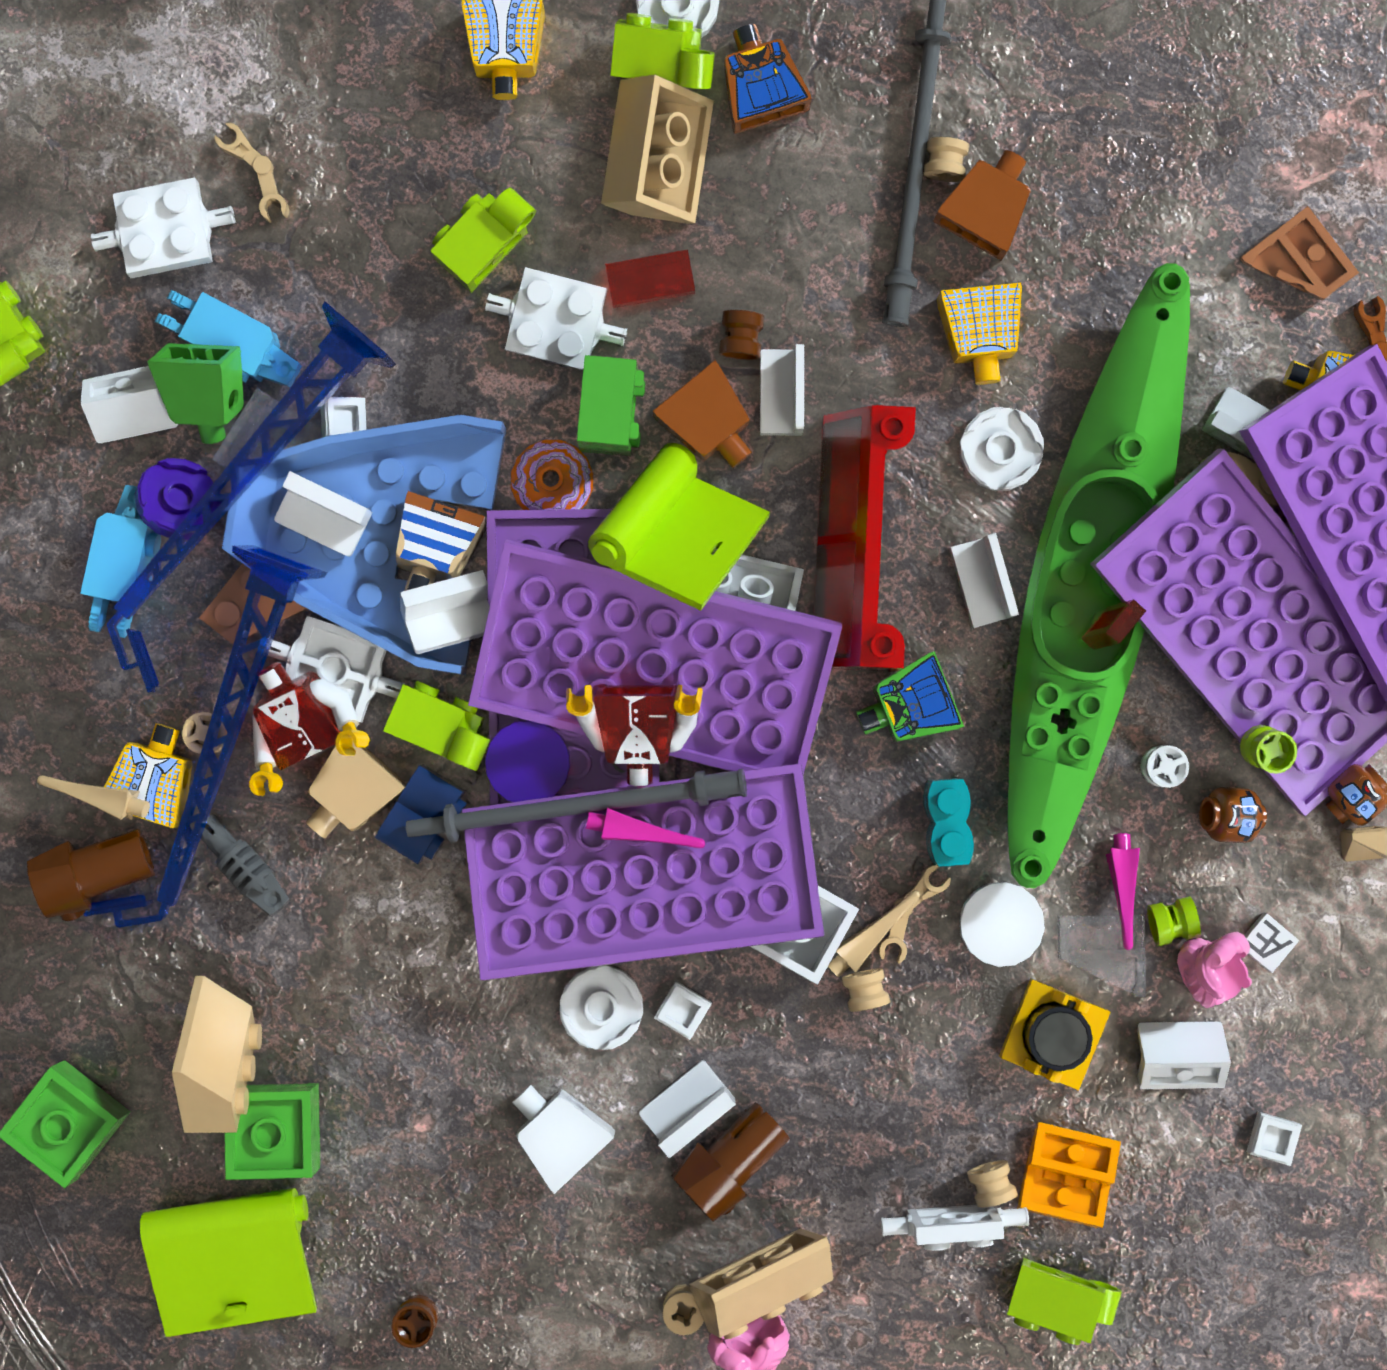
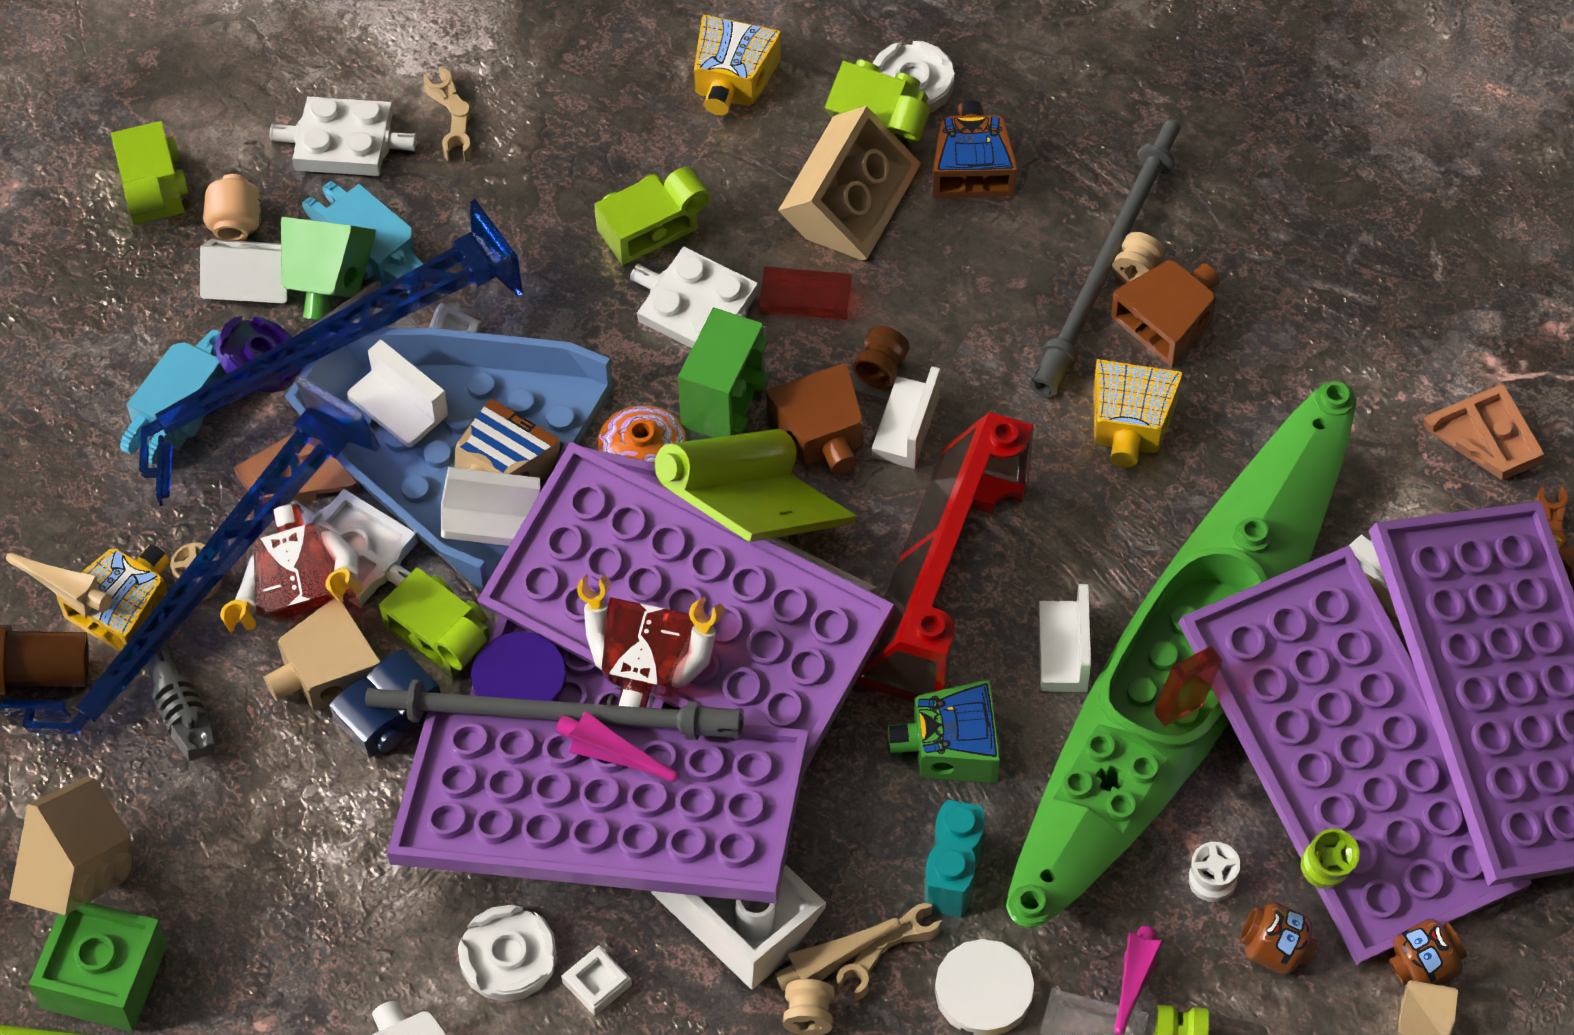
camera: 20 degrees right, 30 degrees down
(91, 344) = (232, 208): none -> light nougat head
(1001, 448) = (1121, 529): white tile -> none

